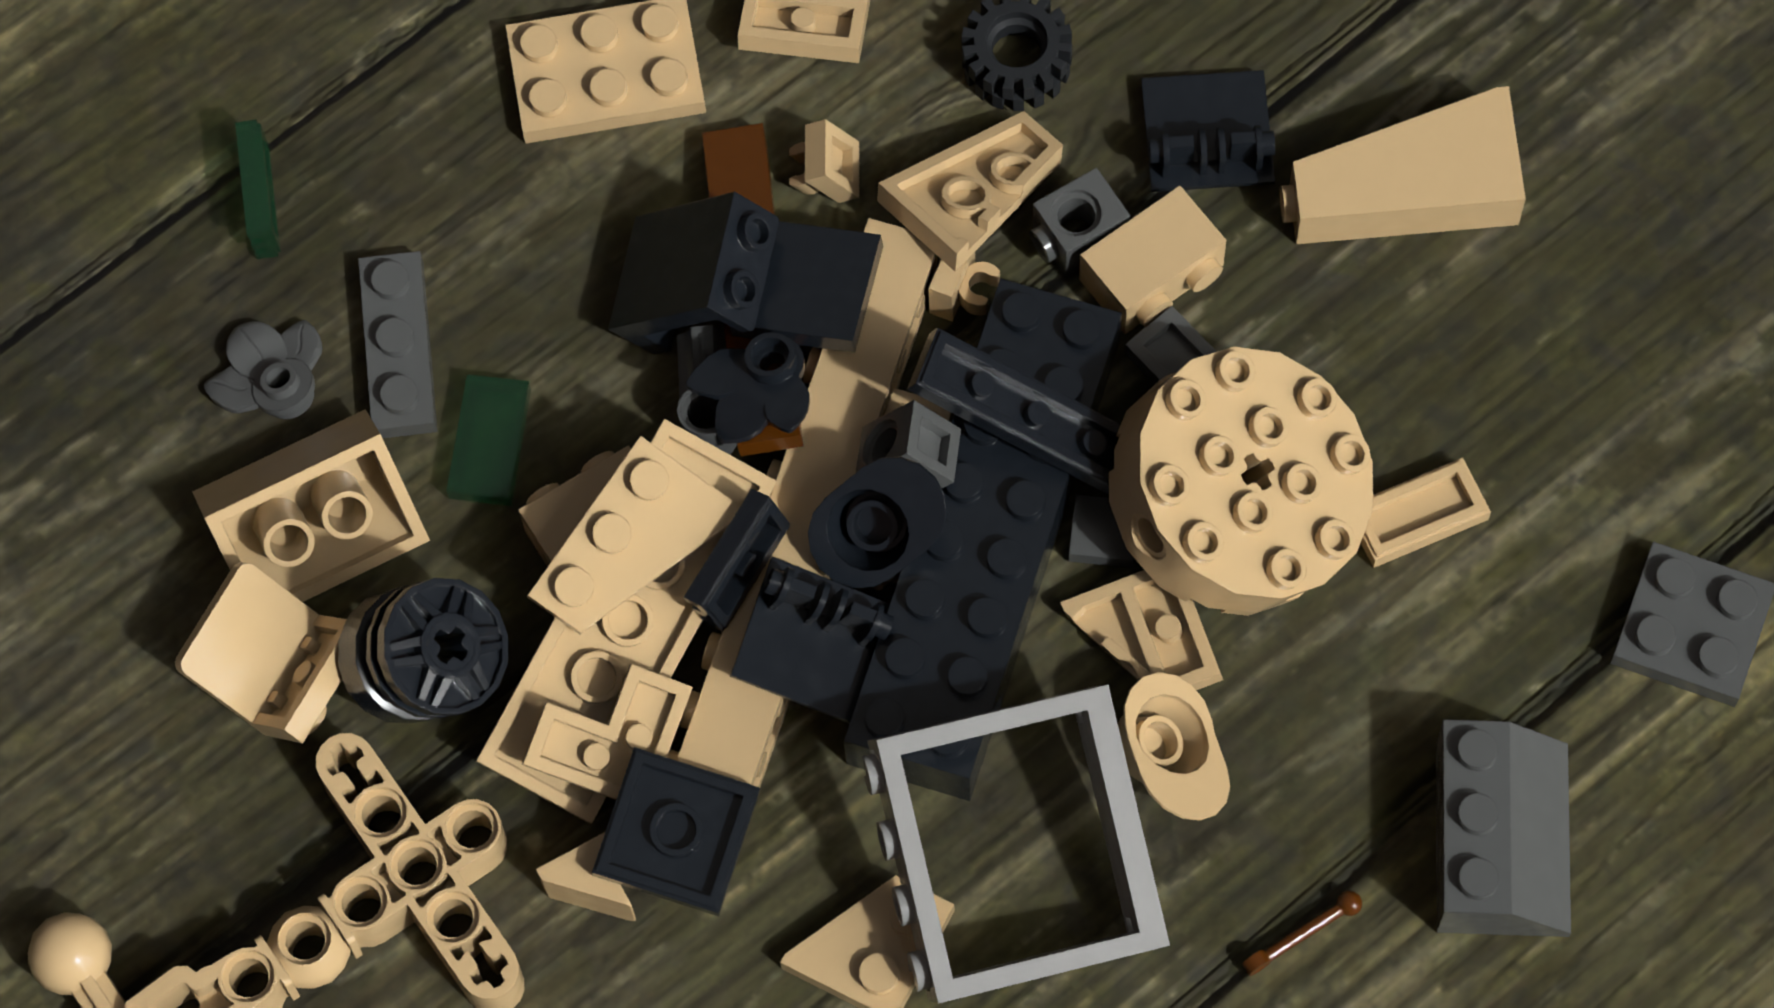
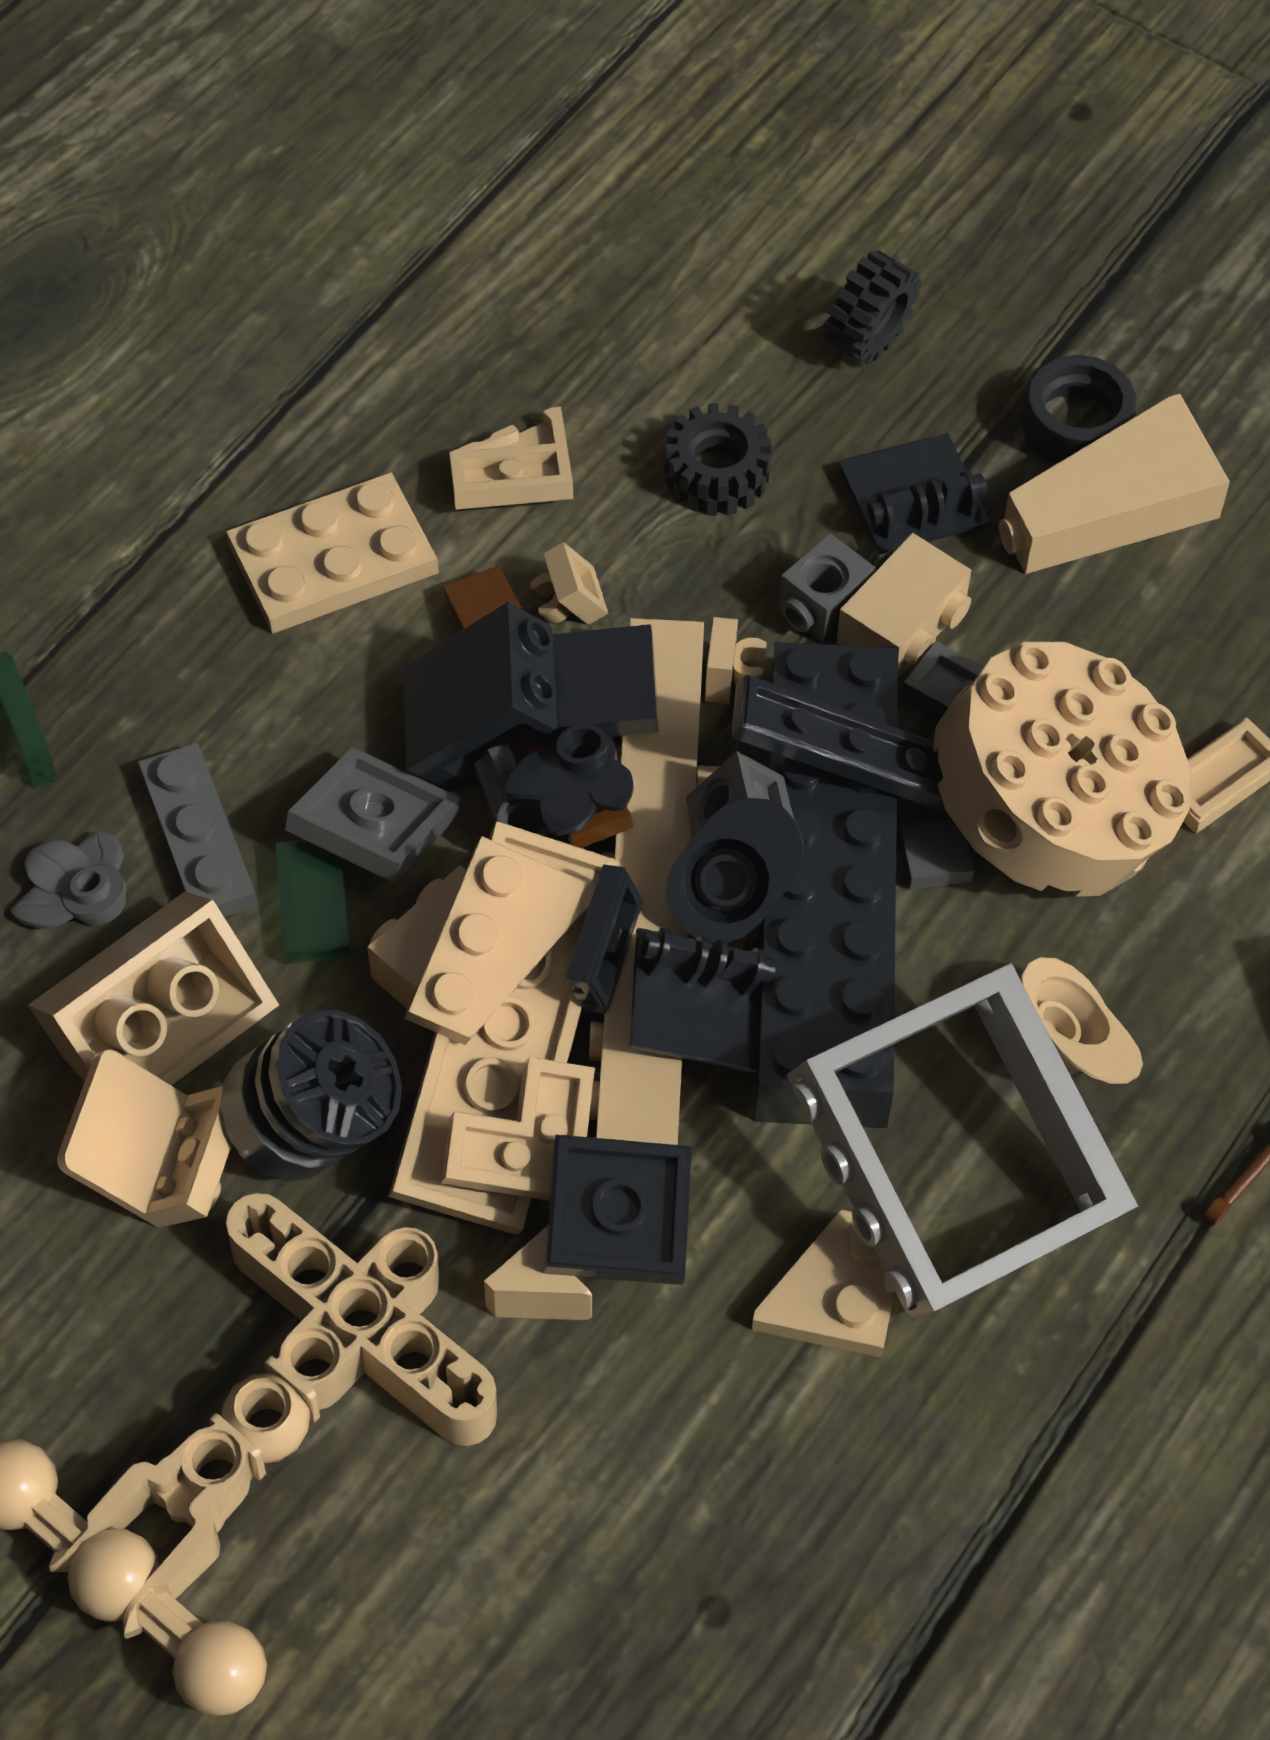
camera: 20 degrees left, 10 degrees down
(564, 368) = (373, 814): none -> dark grey plate
(971, 187) = (716, 575): tan wing -> none
(1146, 629) = (1007, 924): tan wing -> none
(1403, 32) = (1074, 376): none -> black tyre

